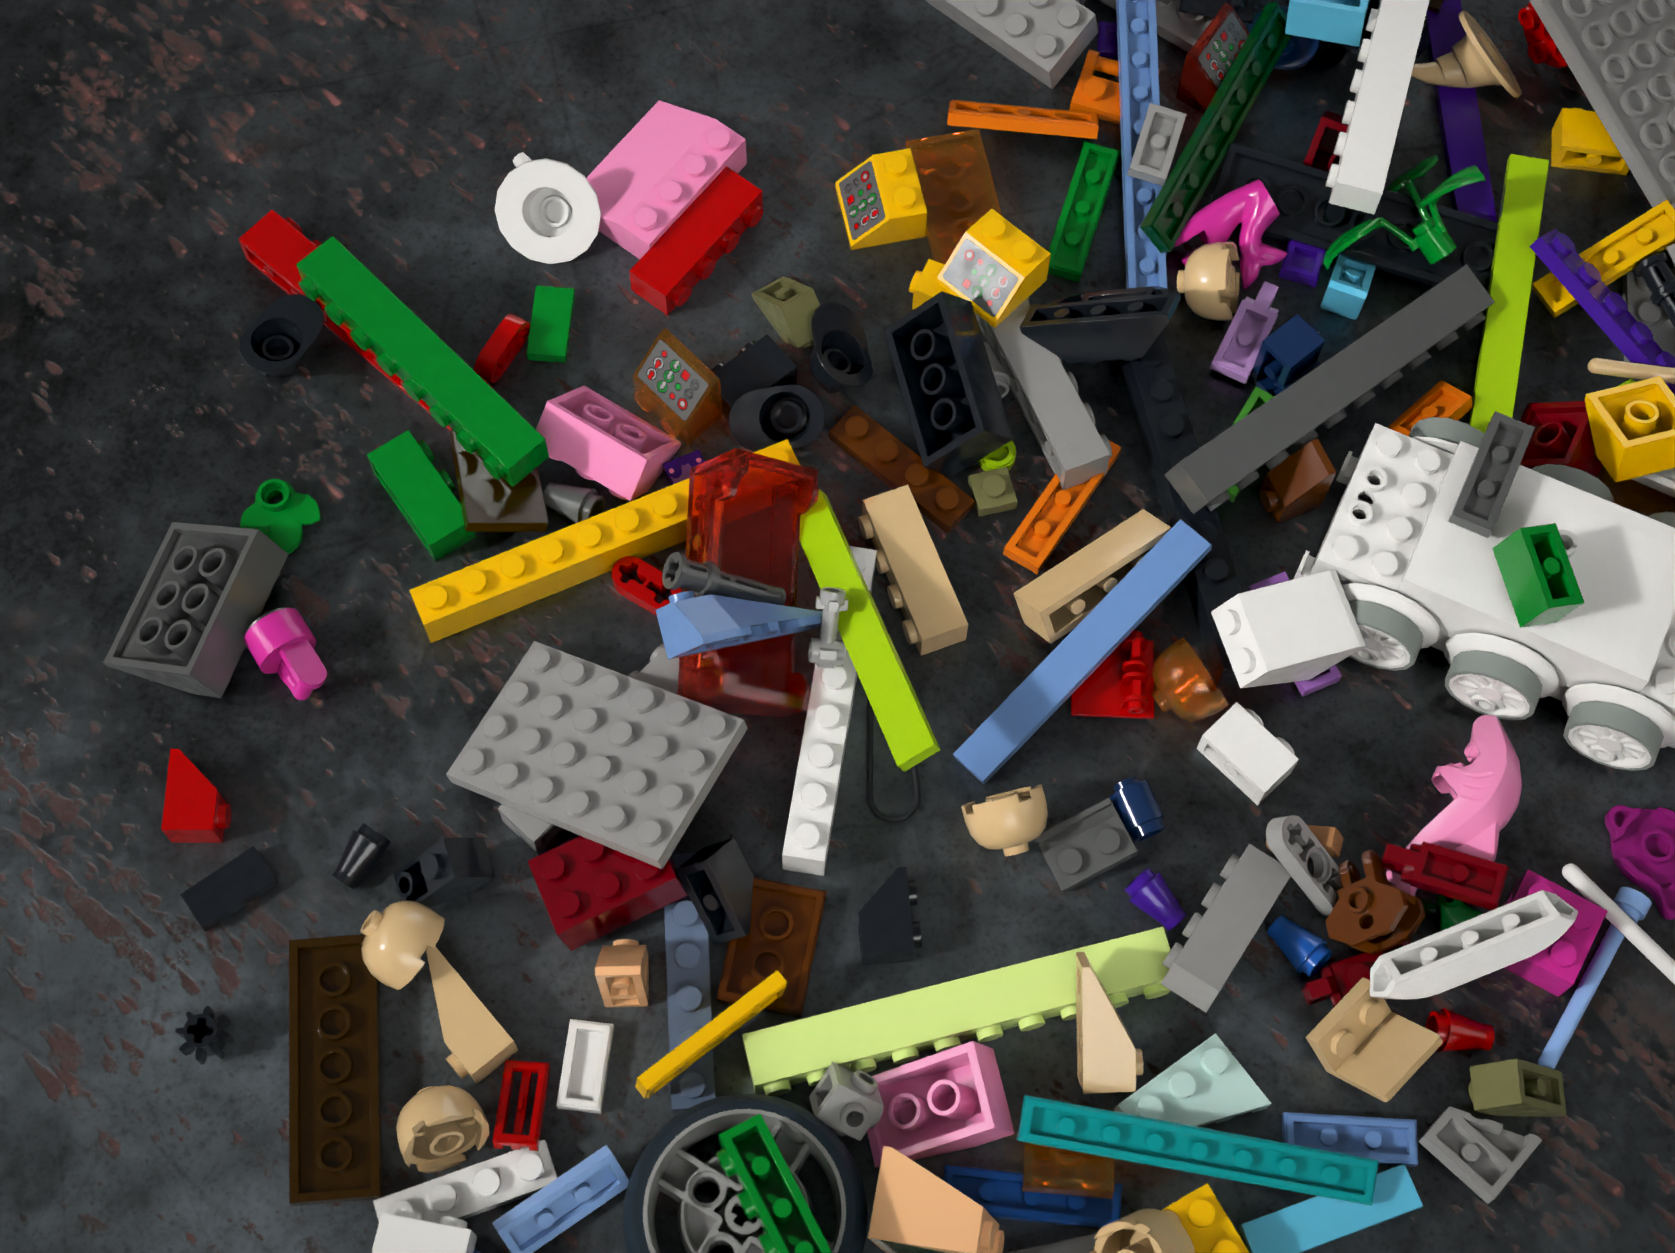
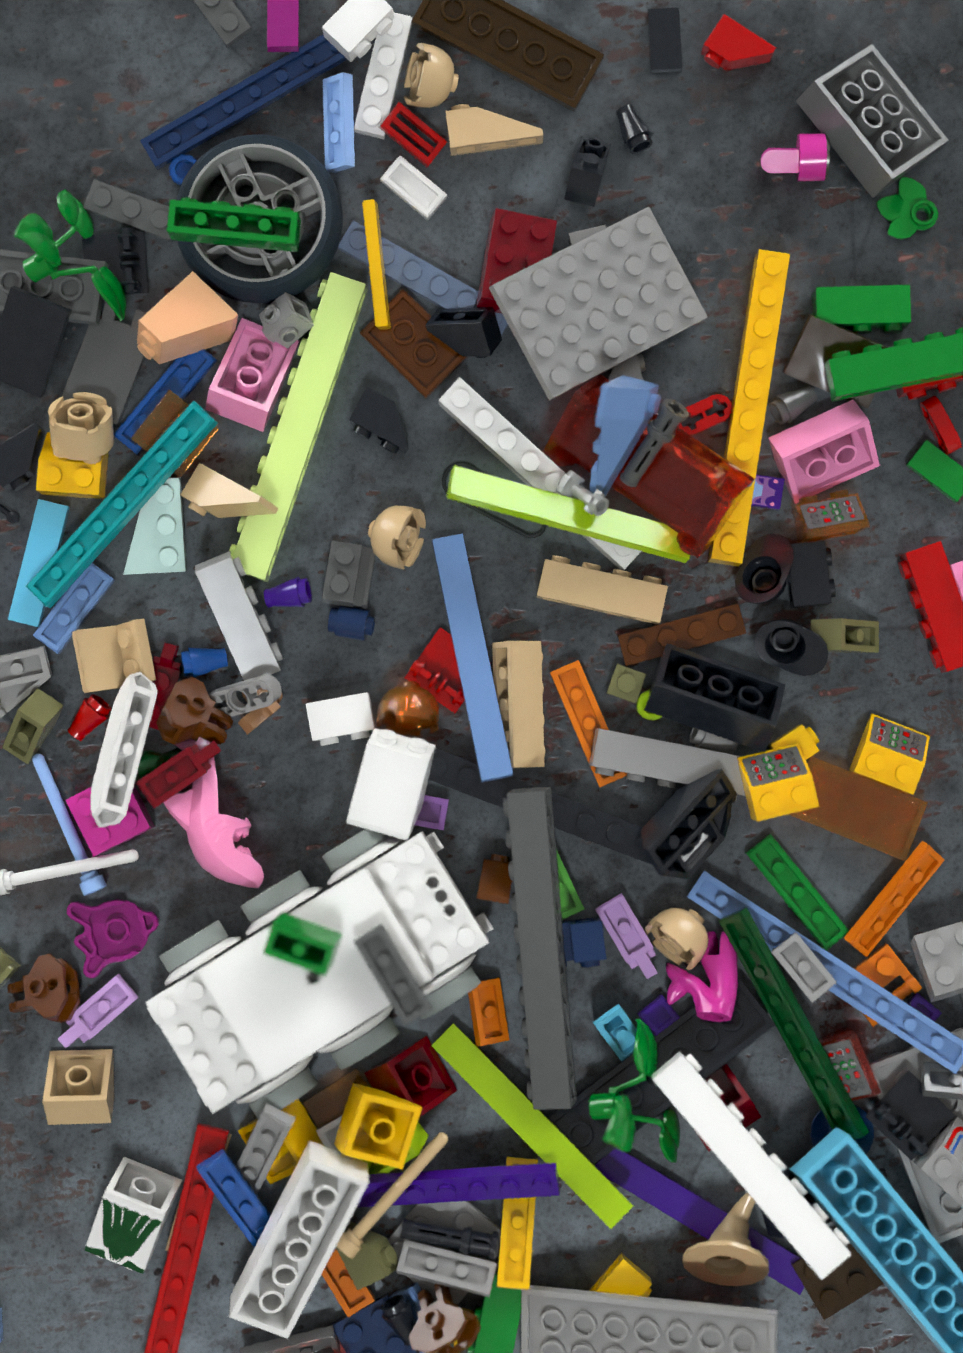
camera: 130 degrees right, 20 degrees up
(398, 941) = (556, 115): tan cylinder -> none
(623, 974) = (449, 236): light nougat slope -> none

